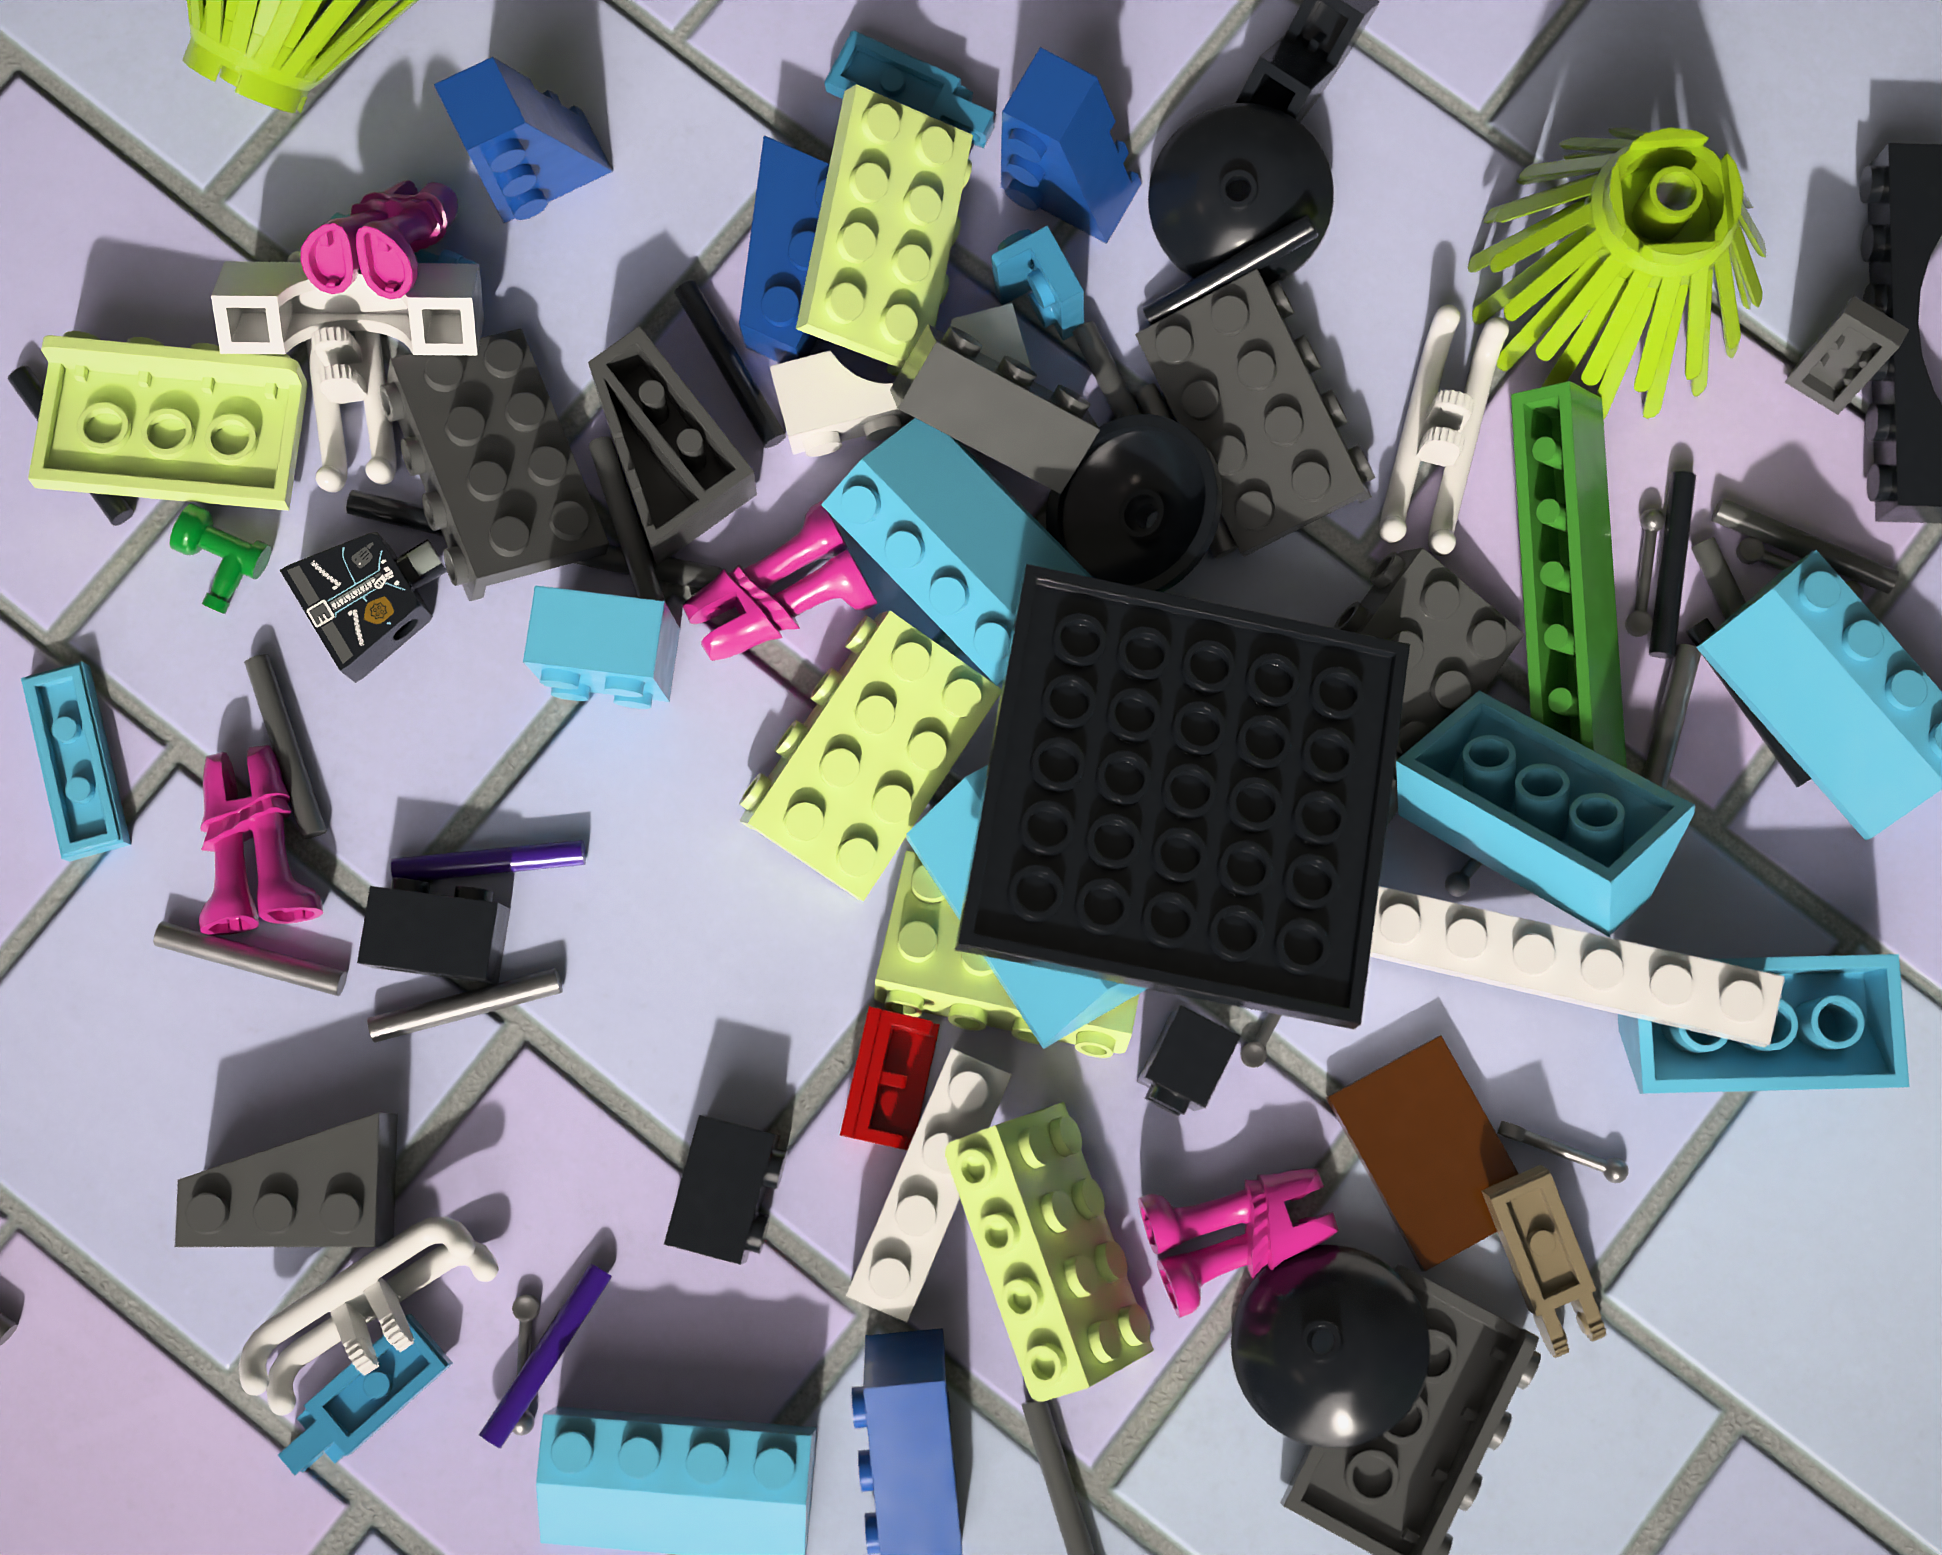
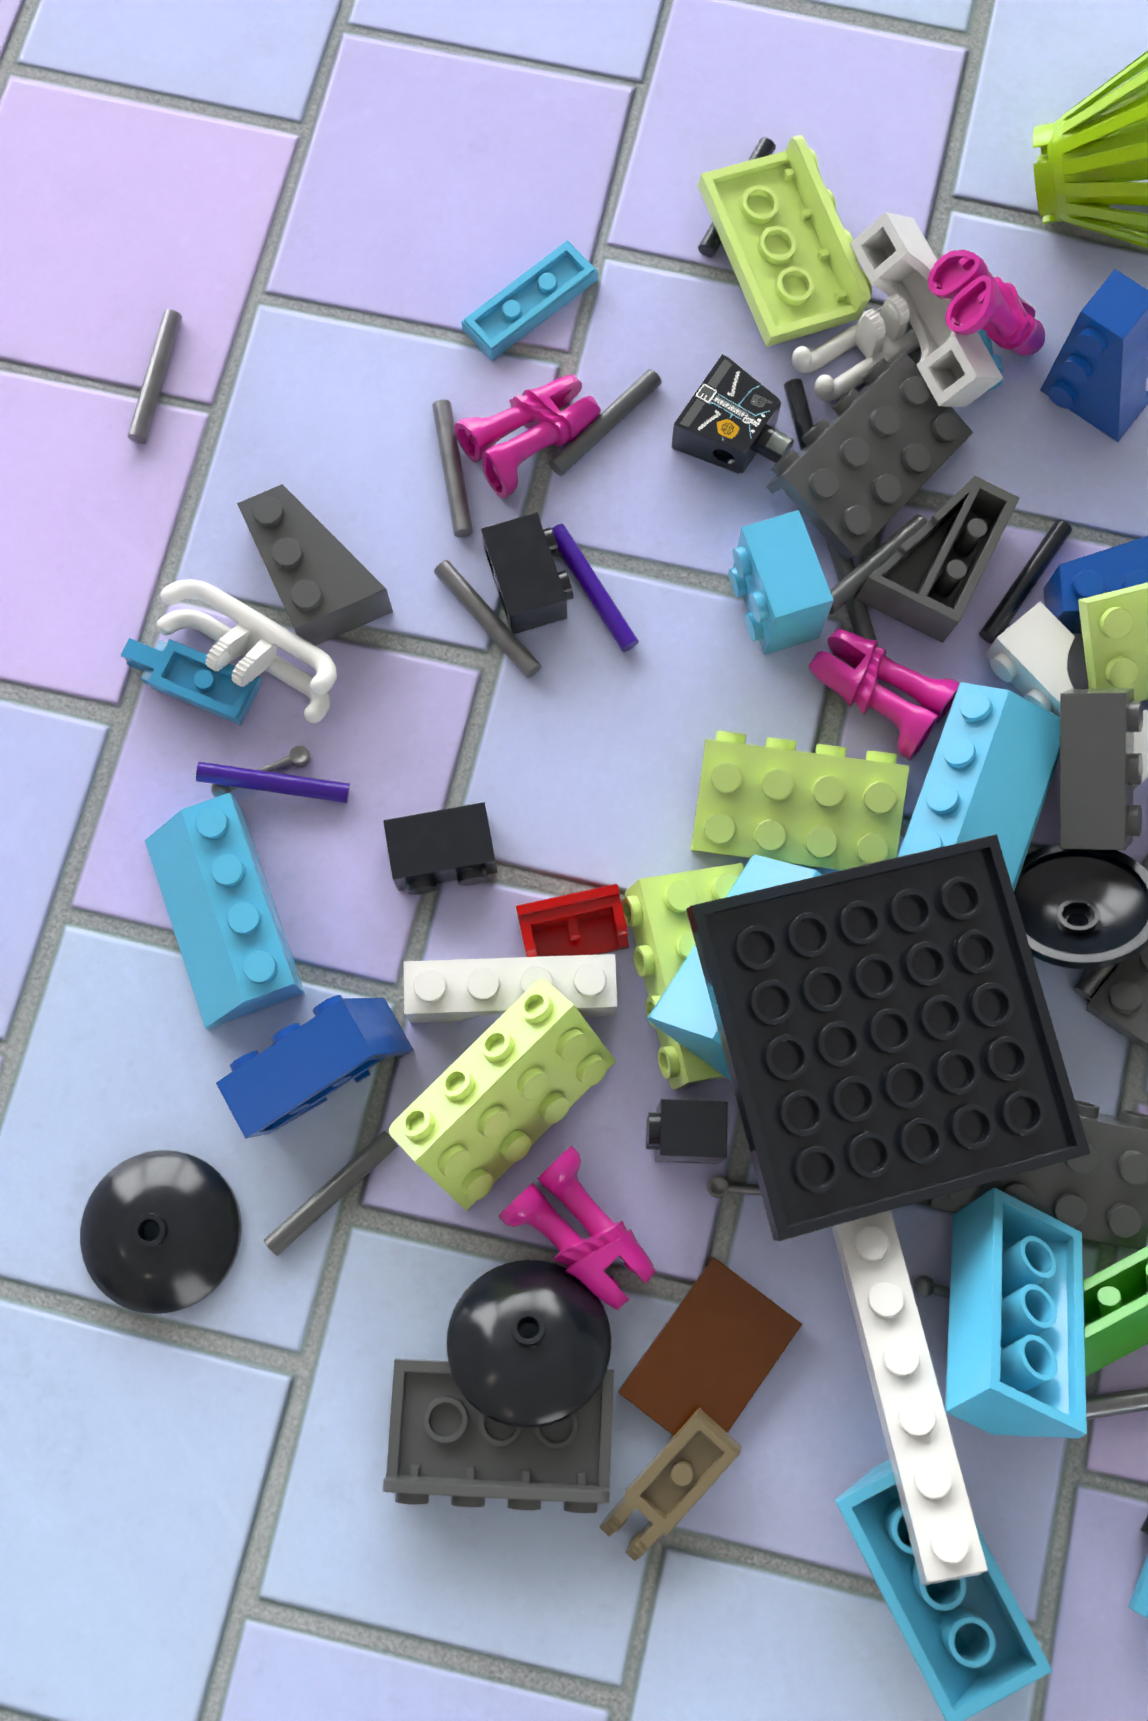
camera: 65 degrees right, 5 degrees down
(196, 532) = (719, 296): green piece -> none
(1614, 1169) = (765, 1511): flat silver hinge -> none

